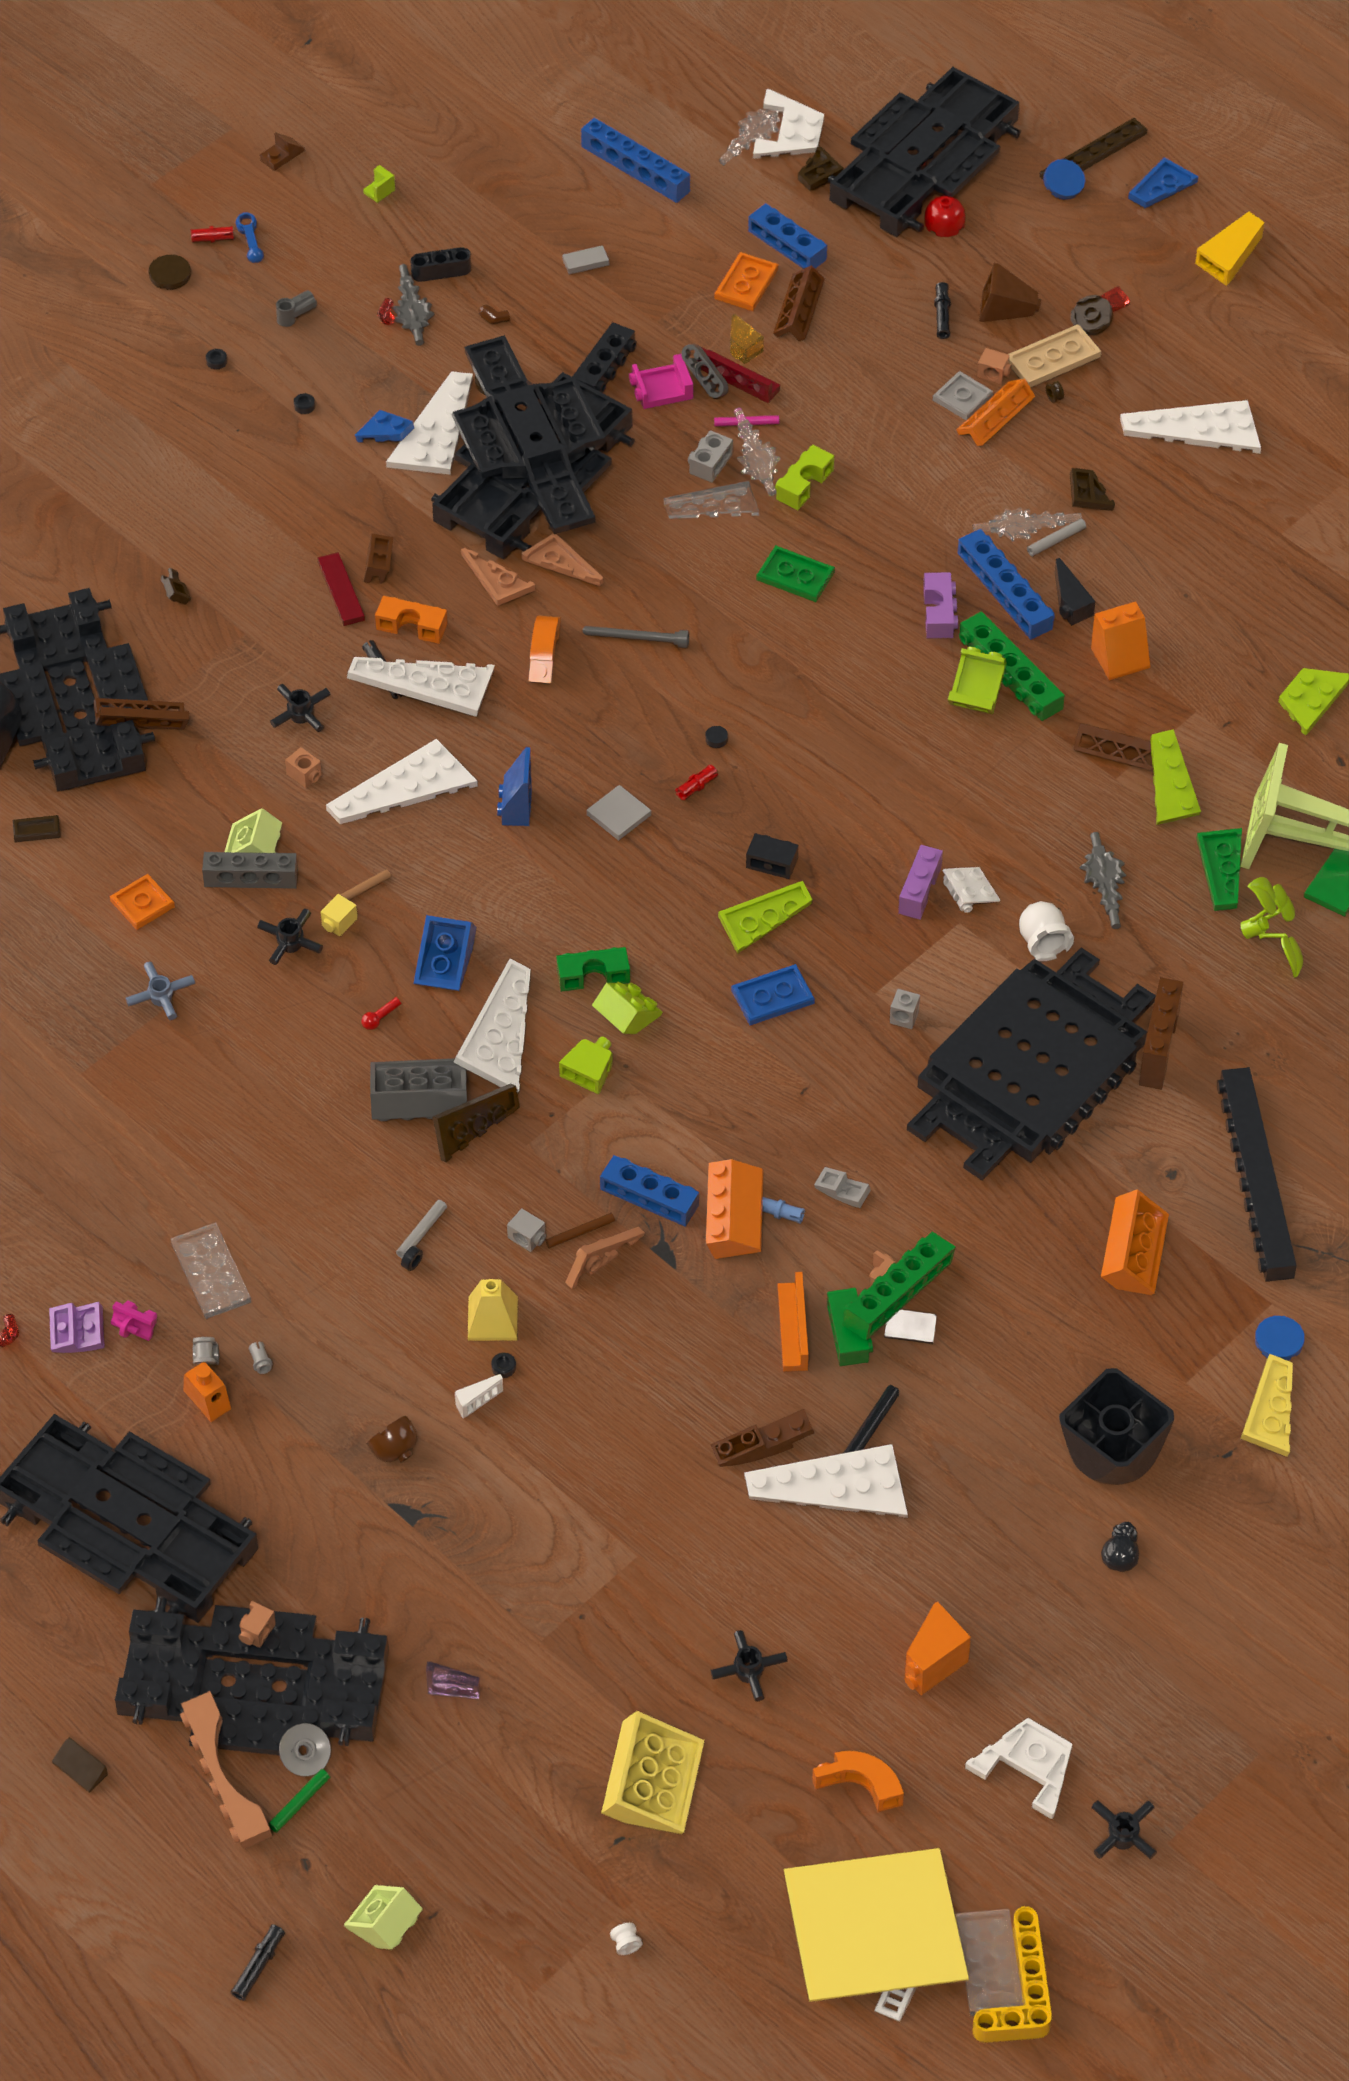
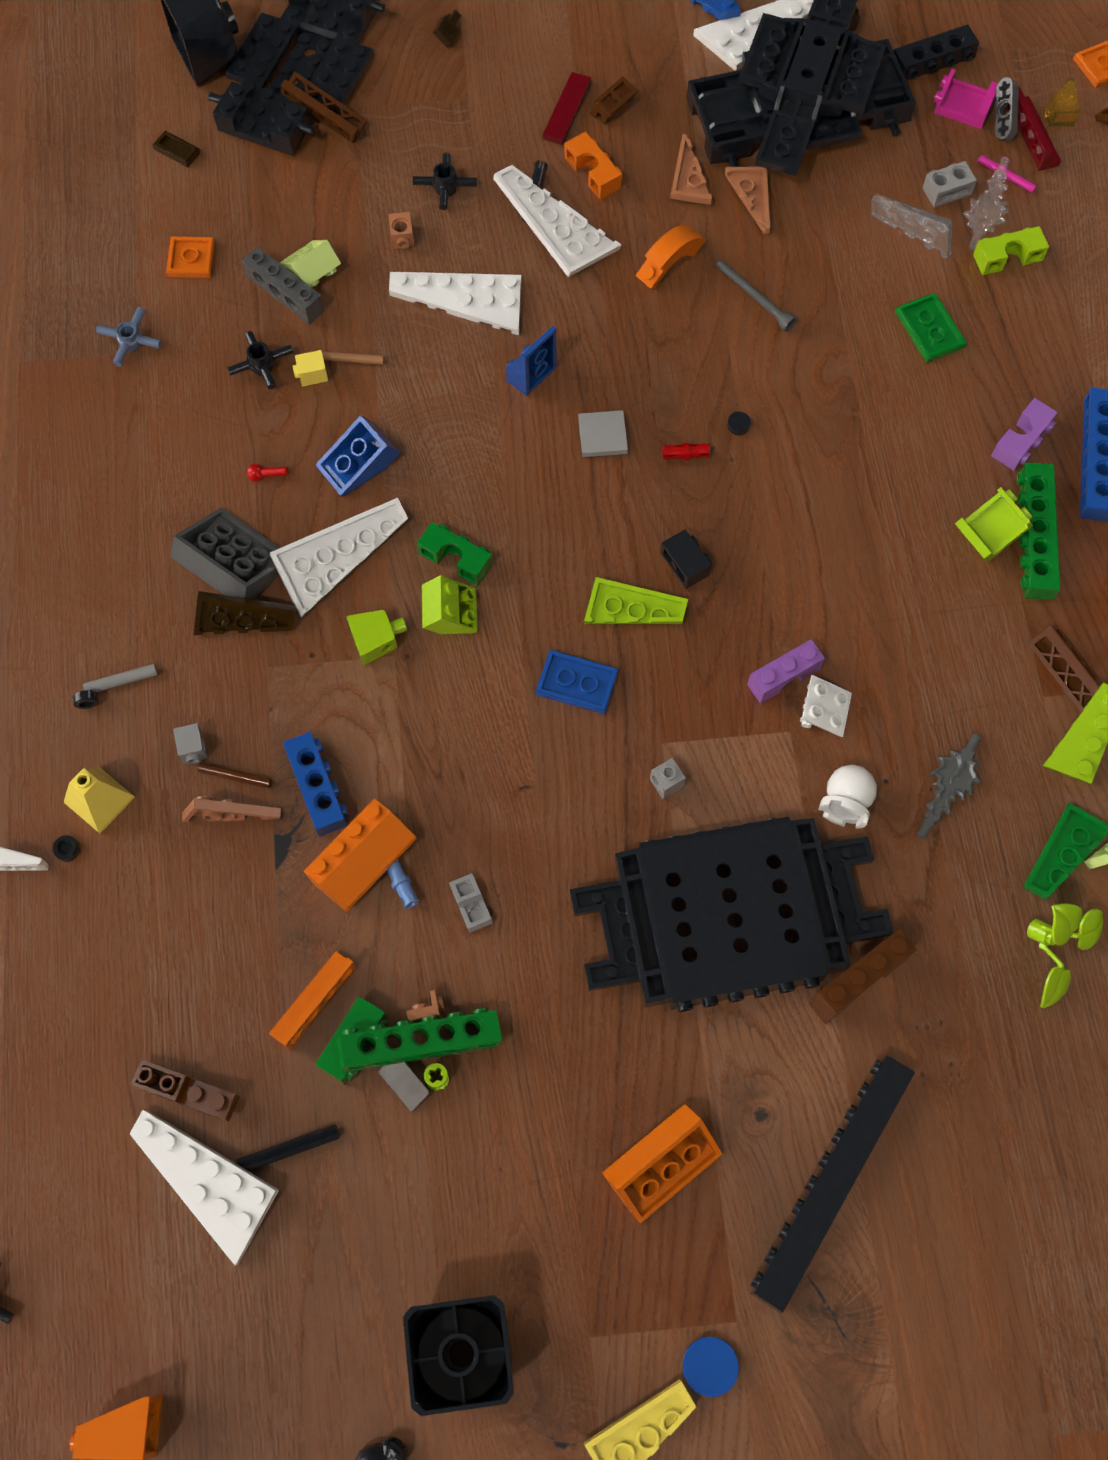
camera: 40 degrees right, 15 degrees up
(930, 1302) = (435, 1068): none -> lime bush

